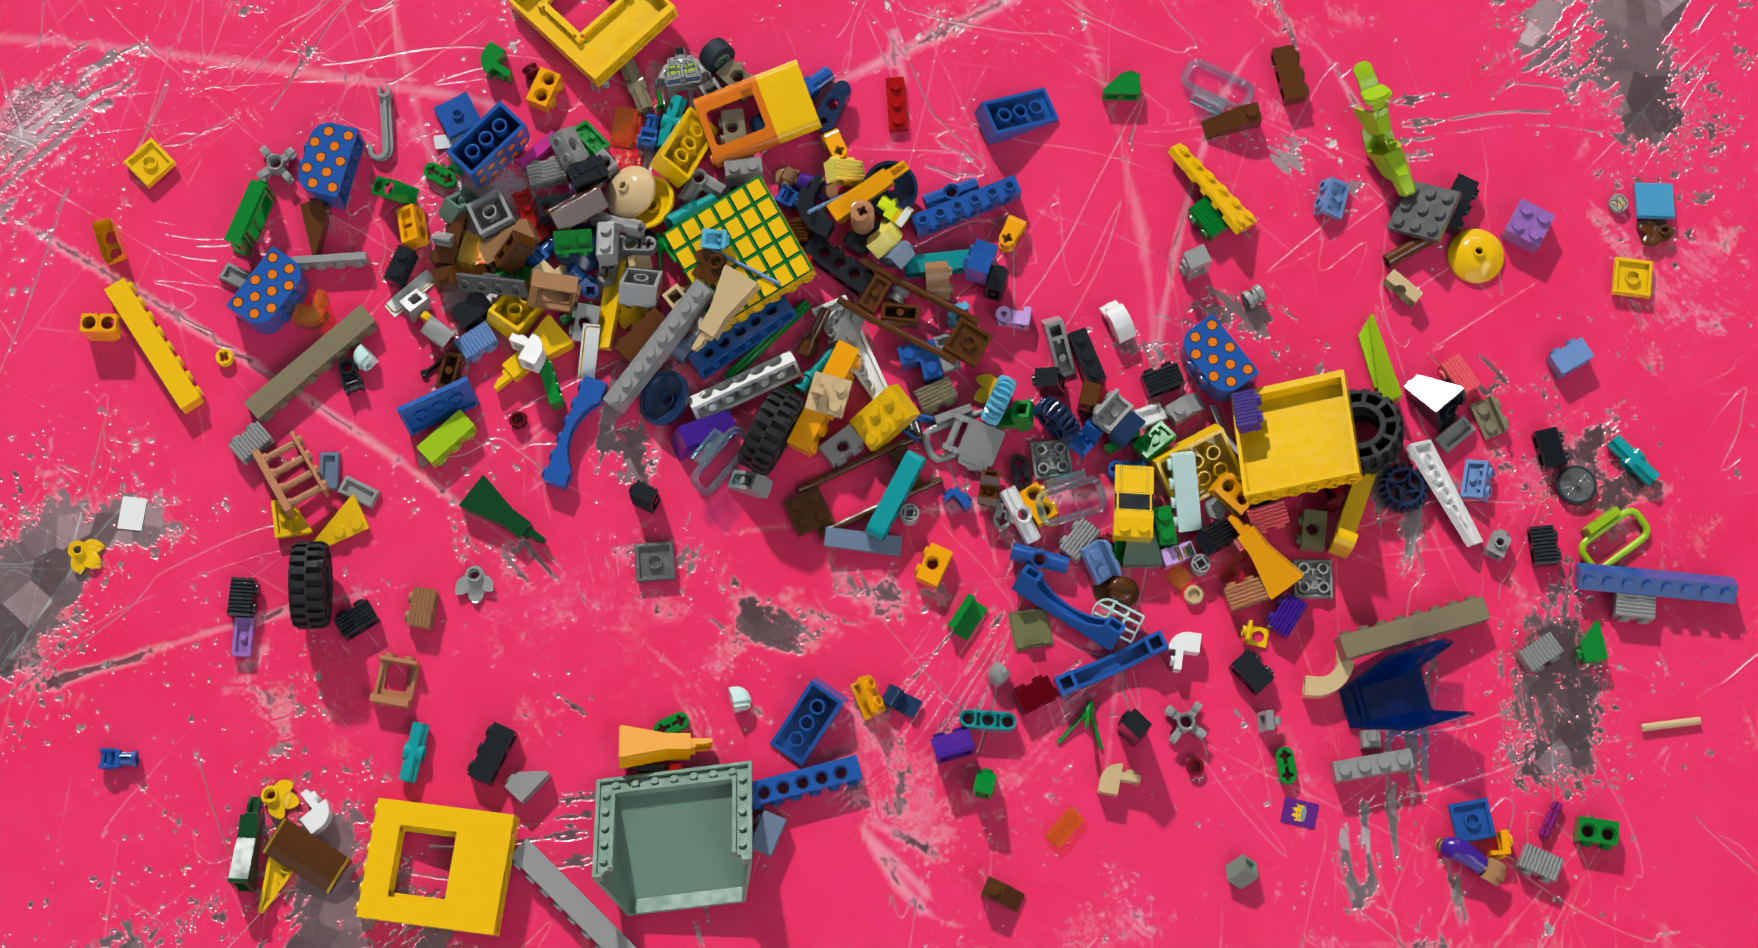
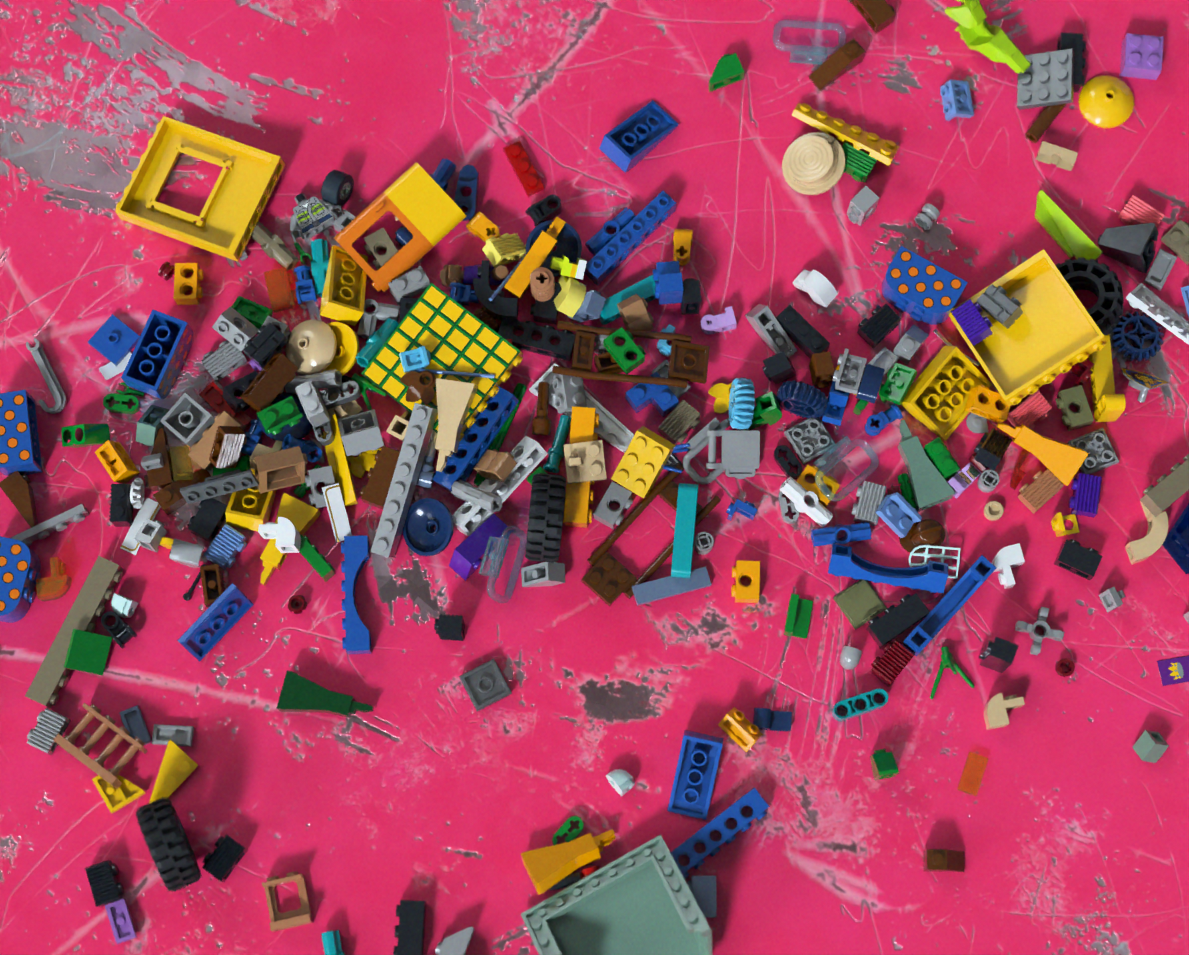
camera: 25 degrees left, 0 degrees up
(315, 386) = (87, 652): none -> green tile
(418, 262) = (137, 493): none -> white gear
(422, 608) = (283, 821): medium nougat brick -> none
(447, 438) = (237, 649): lime brick -> none
(474, 587) = (322, 780): light grey plate -> none
(492, 61) = (125, 276): green brick -> none
(537, 152) = (205, 344): dark pink piece -> none
(724, 393) = (484, 499): none -> light grey axle
(731, 71) = (357, 197): dark tan brick -> none
(748, 366) = (495, 465): none -> medium nougat brick
(896, 149) = (543, 211): none -> black piece
(907, 308) = (620, 352): none -> green brick
(952, 745) = (838, 741): dark purple slope -> none
(989, 488) = (766, 489): reddish brown brick -> none
(1057, 657) = (897, 619): none -> black brick
(1133, 503) = (906, 449): yellow slope -> none
(1168, 205) = (813, 163): none -> tan piece
(1179, 577) = (973, 500): tile -> none
(1185, 491) = (947, 418): light aqua brick -> none
(1278, 405) = (1000, 306): none -> dark grey brick
(1280, 766) = (1149, 630): green beam -> none
(1388, 532) = (1142, 382): none -> shield

